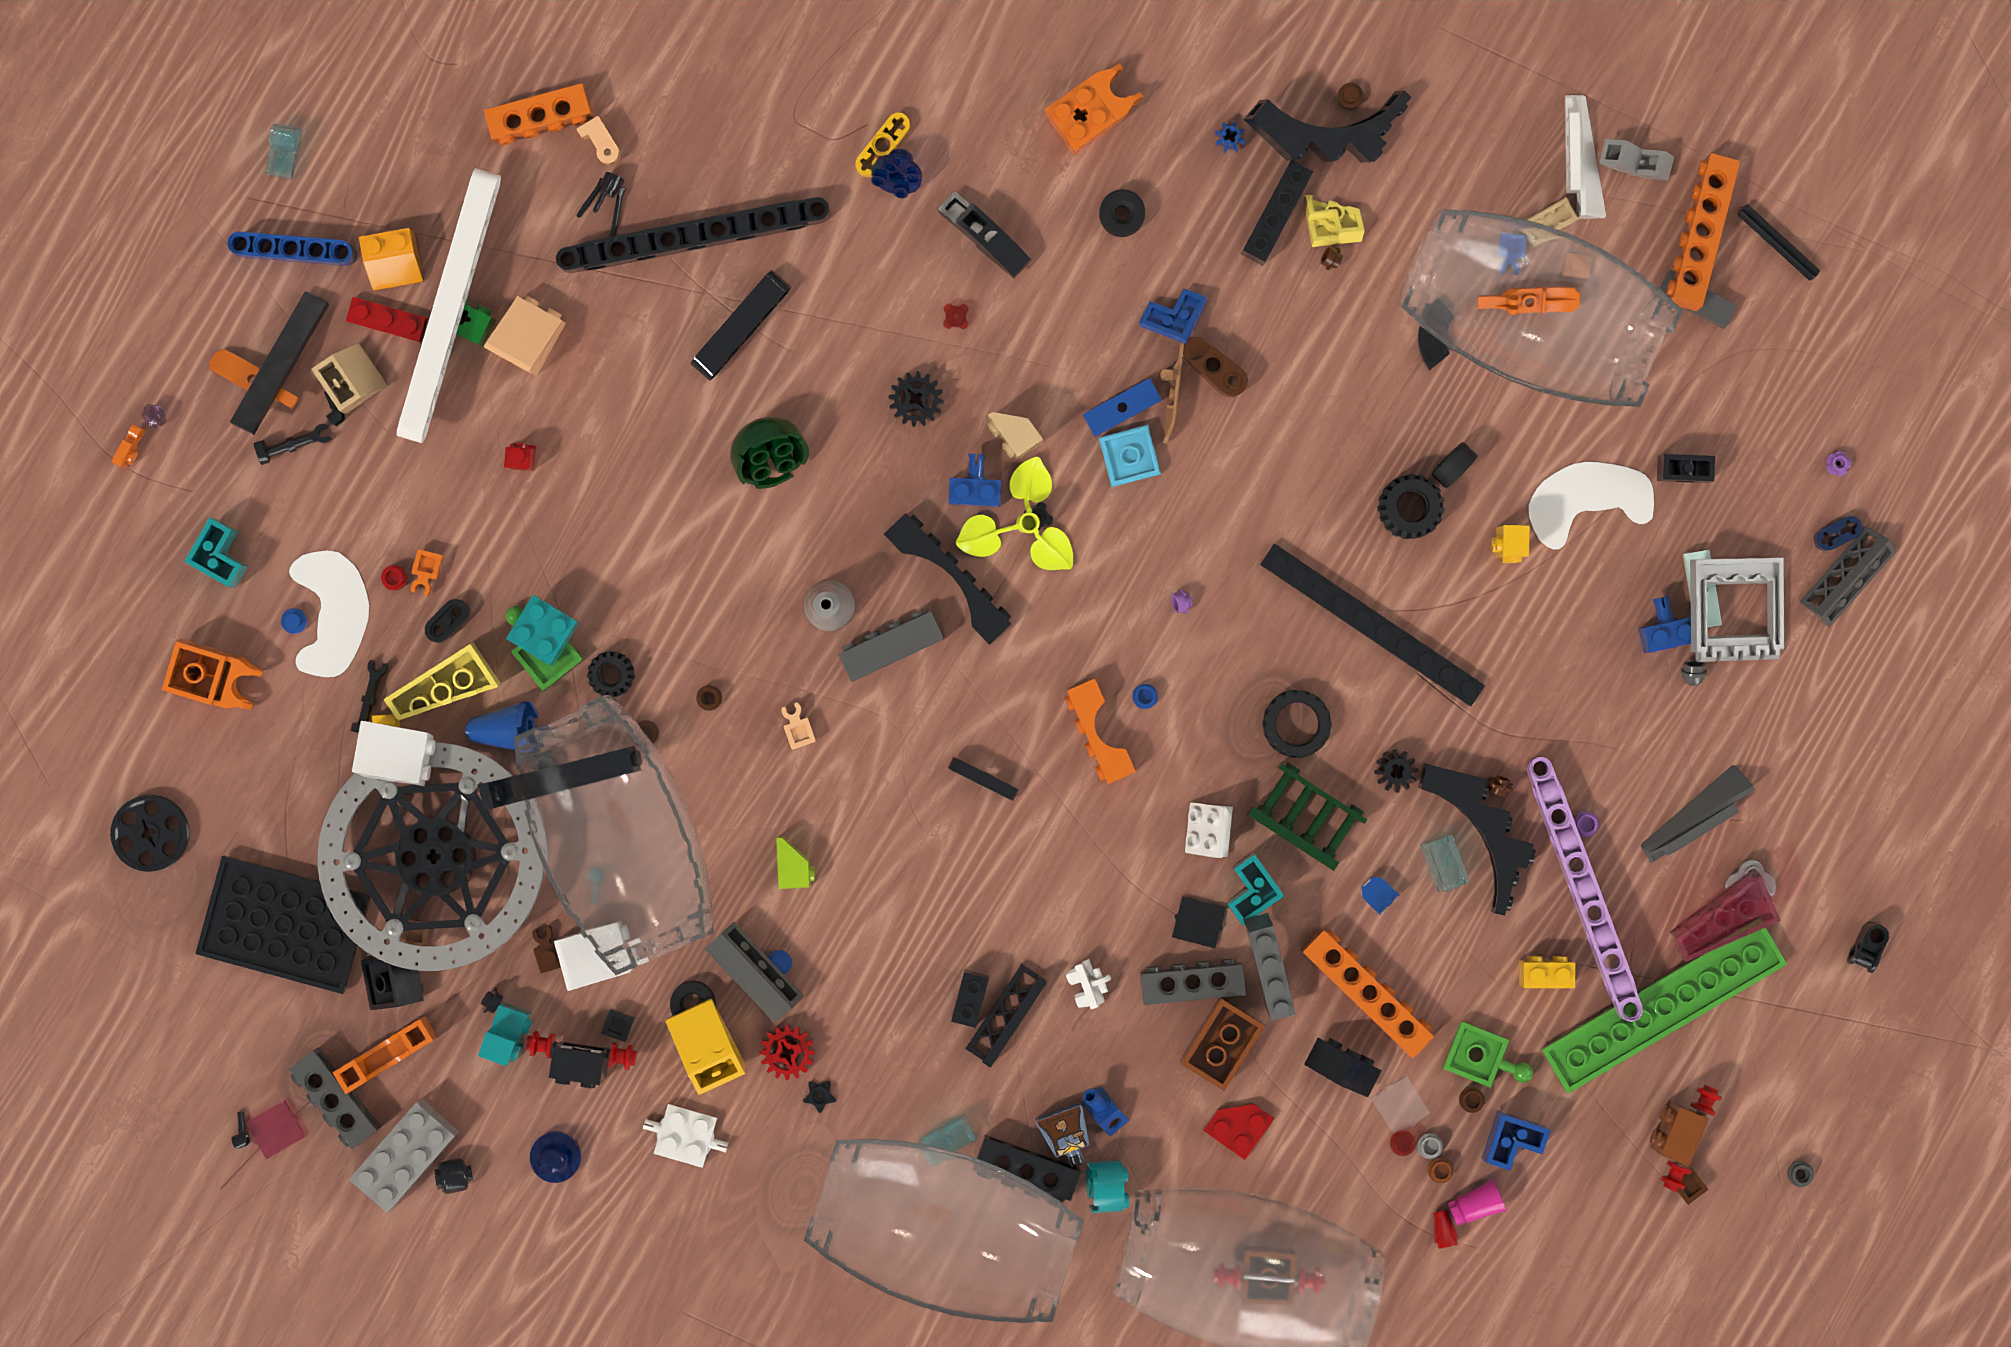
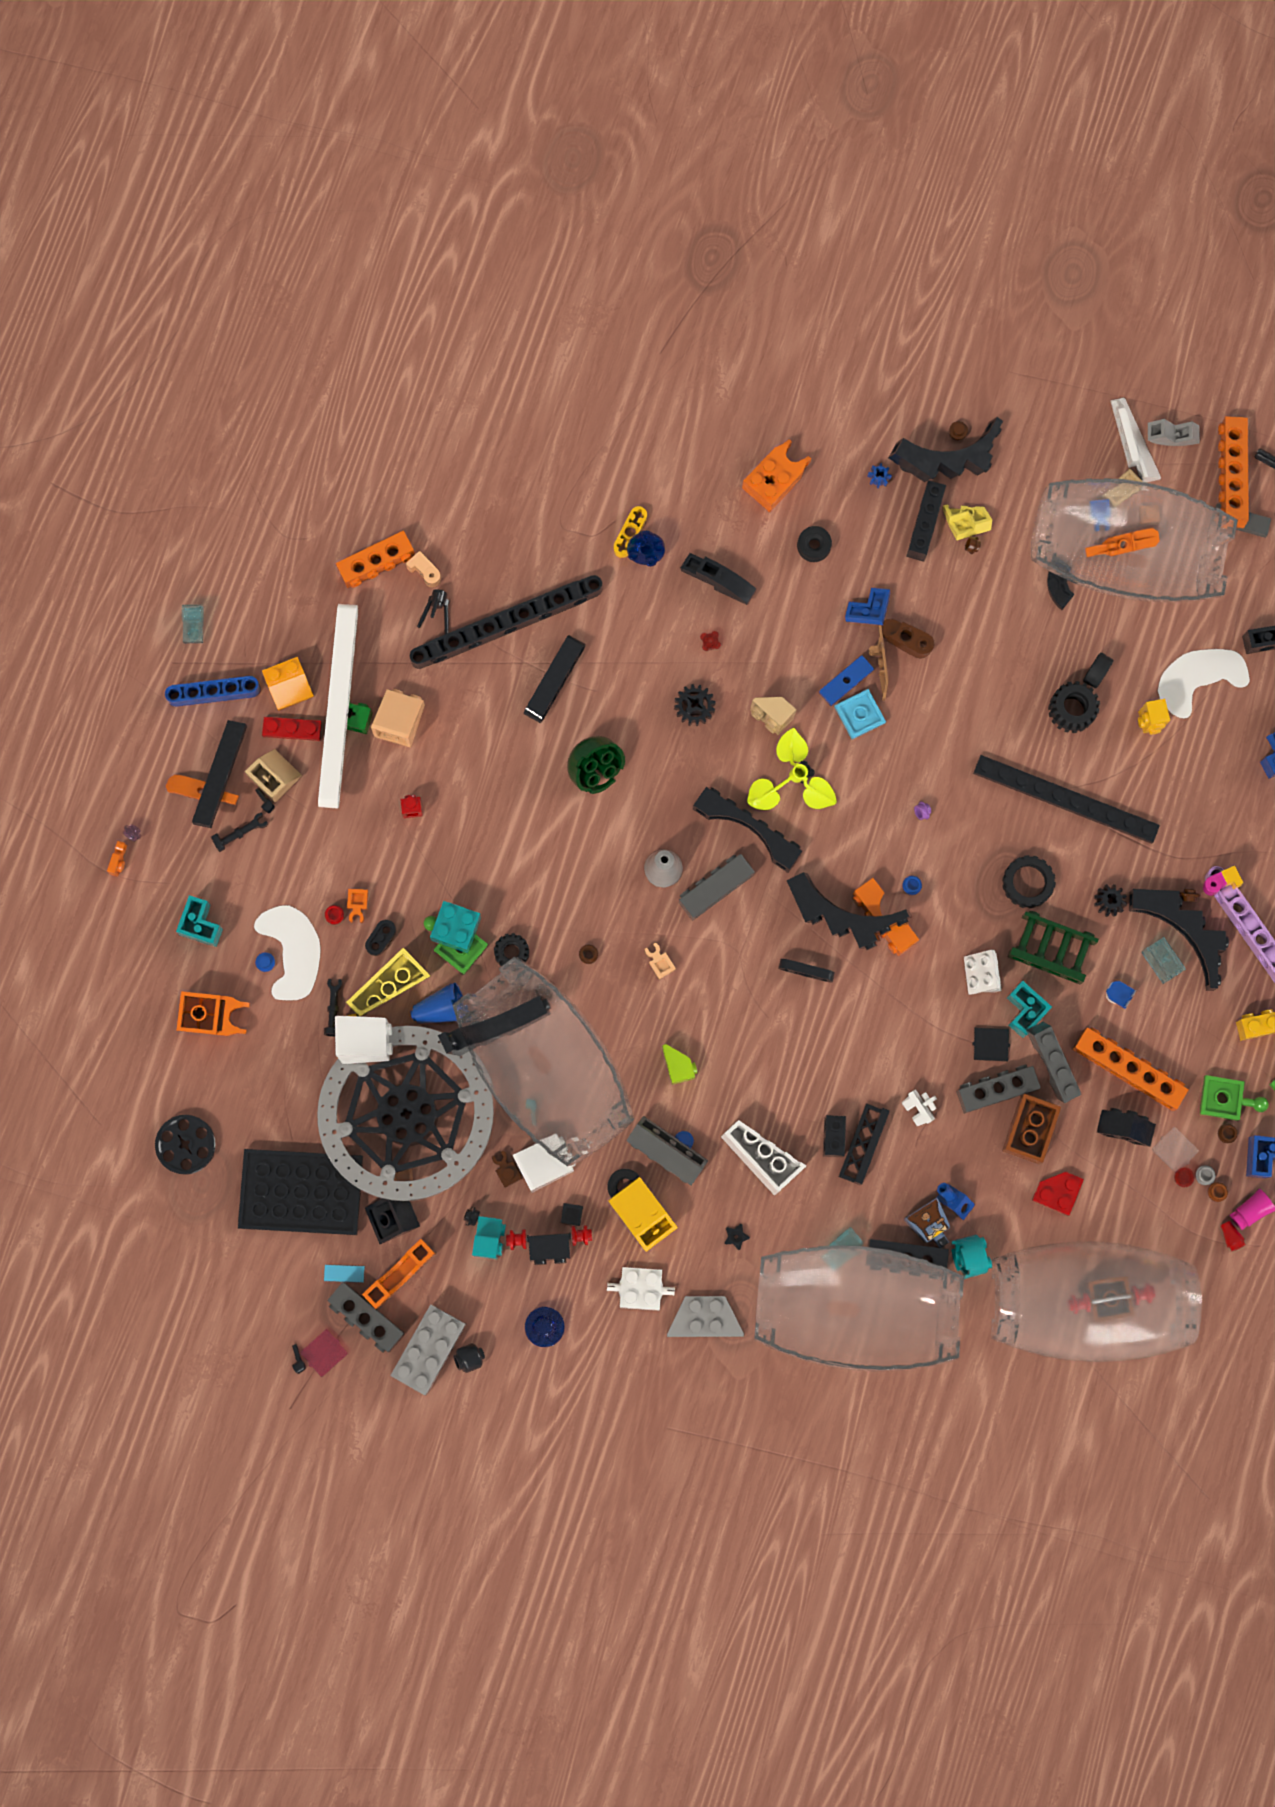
camera: 15 degrees left, 10 degrees down
(319, 1036) = (344, 1273): none -> medium azure sticker
(758, 1188) = (705, 1318): none -> light grey wing
(798, 1047) = (697, 1212): red gear -> none
(875, 1009) = (763, 1158): none -> white wedge
(975, 488) = (752, 760): blue brick -> none
(1013, 698) = (864, 928): none -> black arch
(1533, 782) = (1221, 880): none -> leg
(1586, 823) = (1261, 909): medium lavender plate -> none

